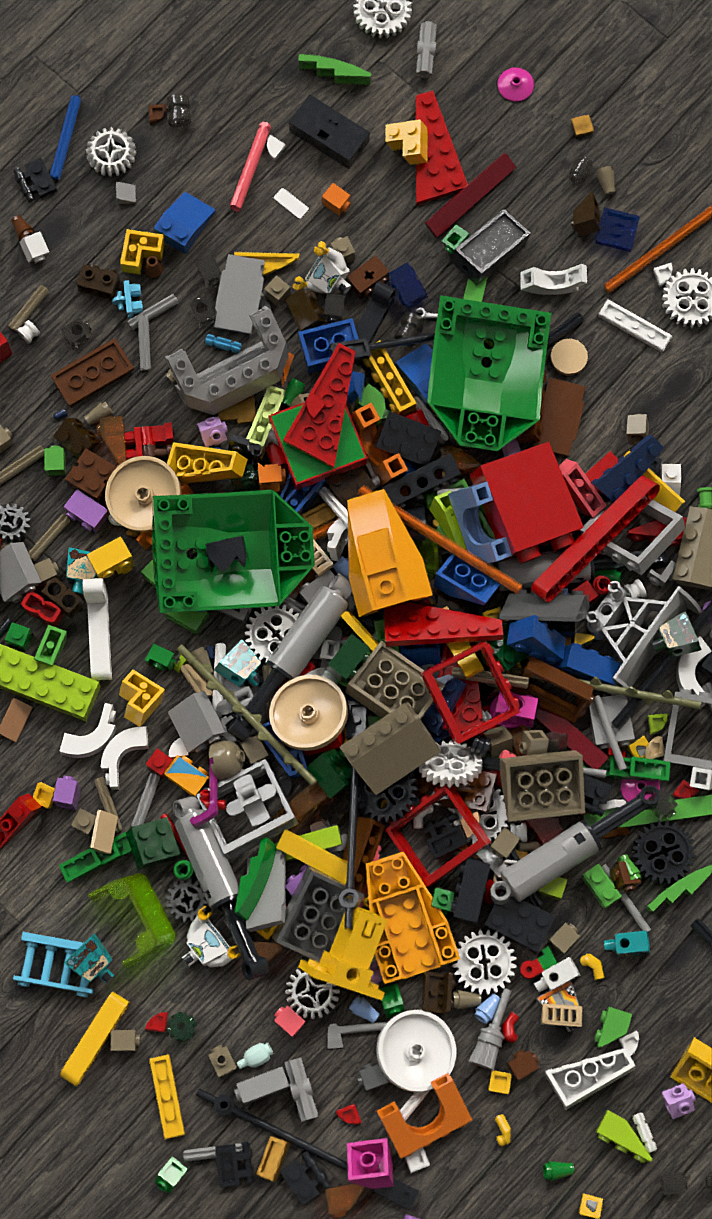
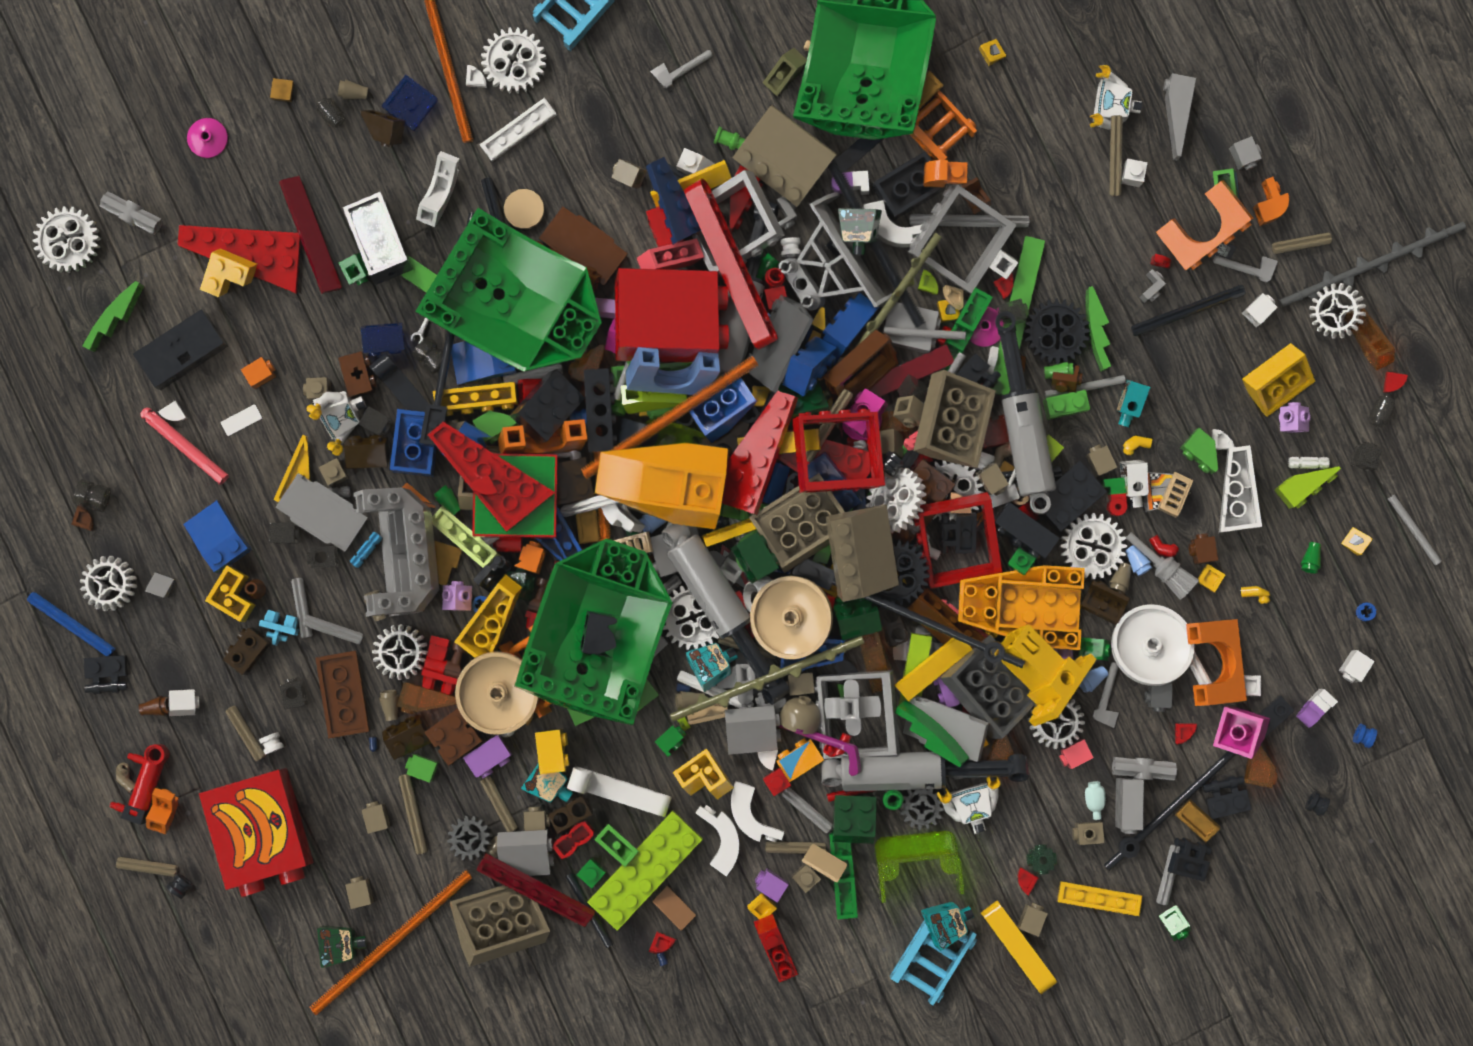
camera: 70 degrees left, 10 degrees up
(163, 398) = (400, 661): none -> white gear

